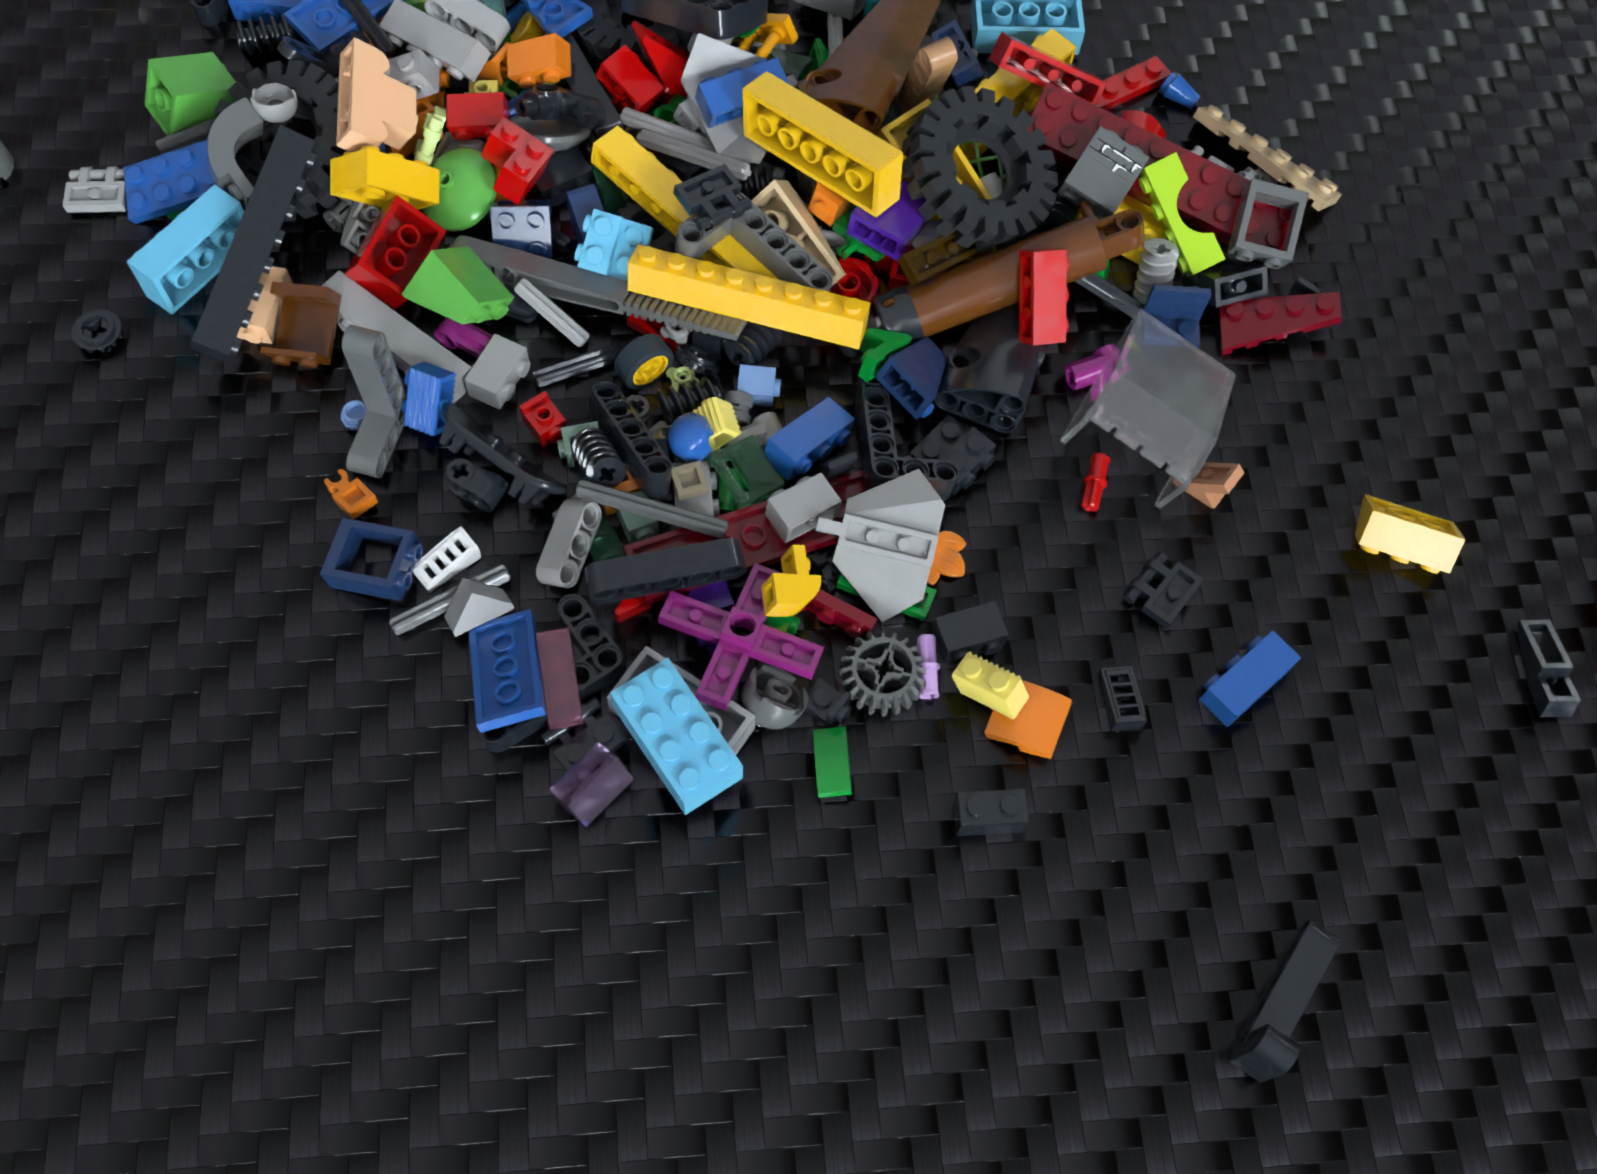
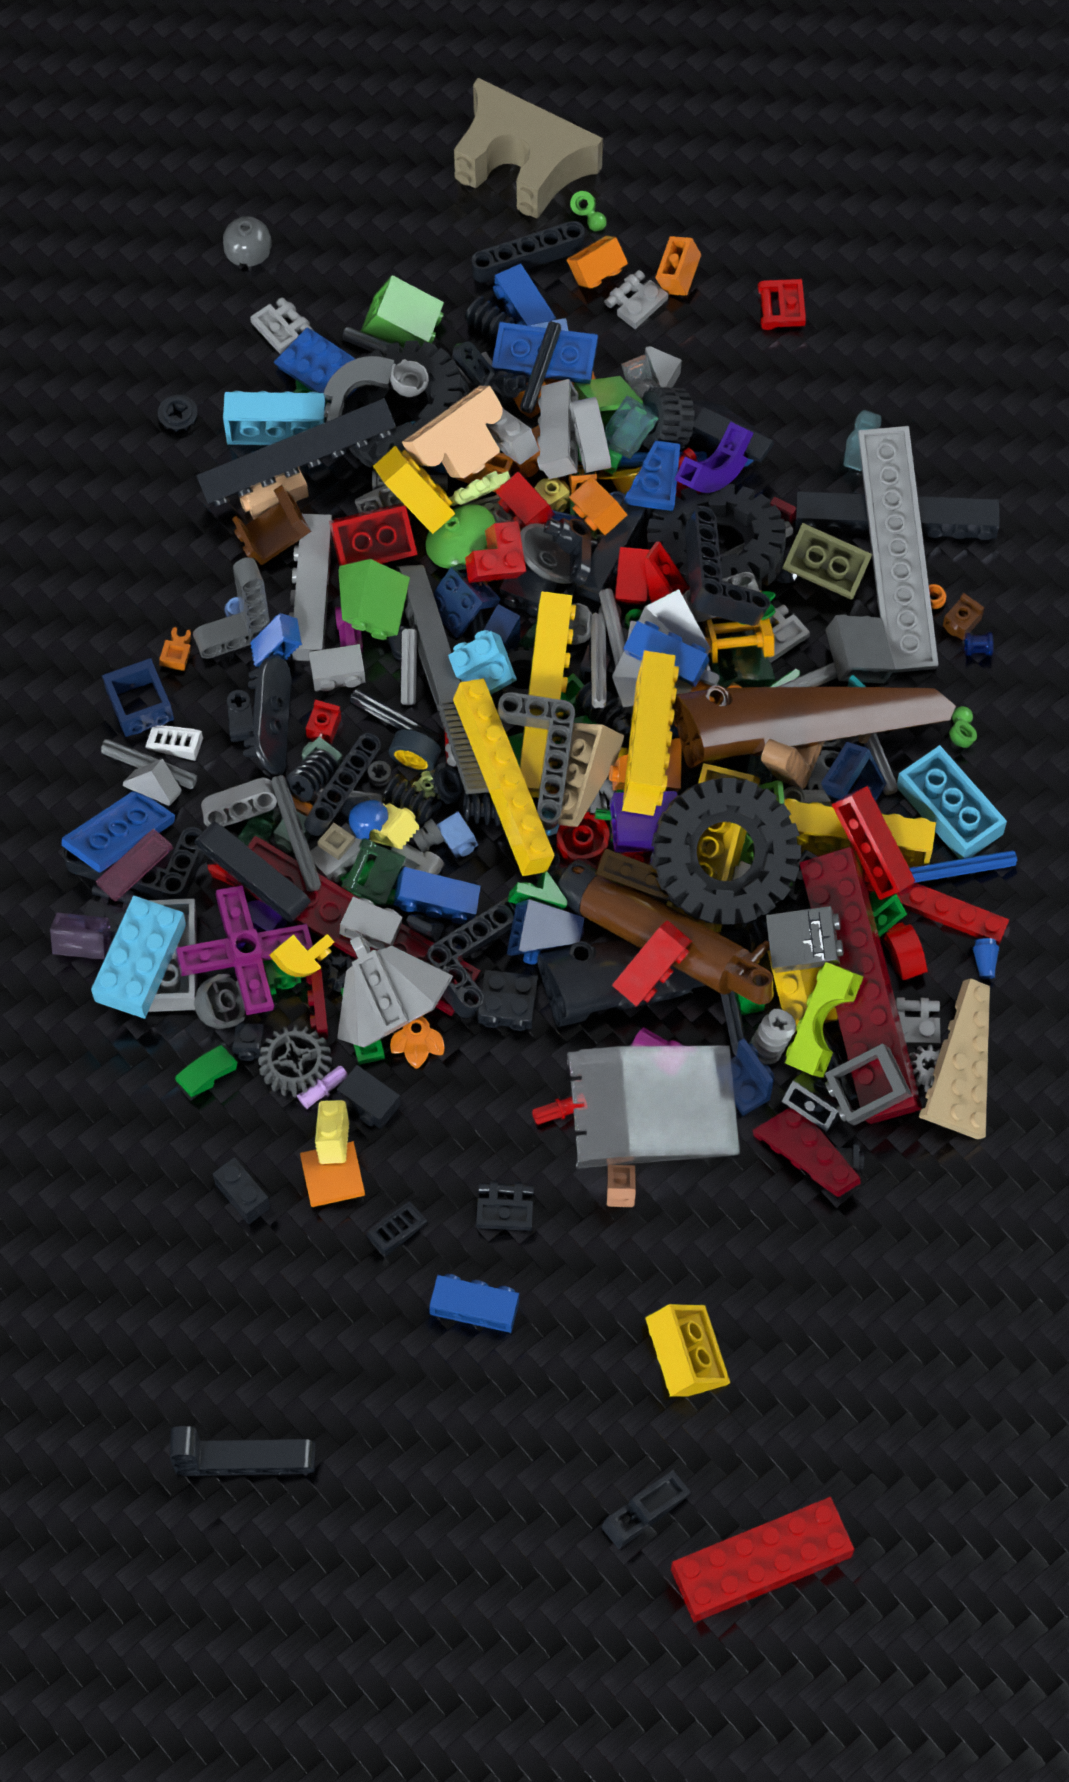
camera: 60 degrees right, 0 degrees up
(709, 189) = (549, 689): black plate -> none
(1091, 42) = (964, 866): none -> blue axle

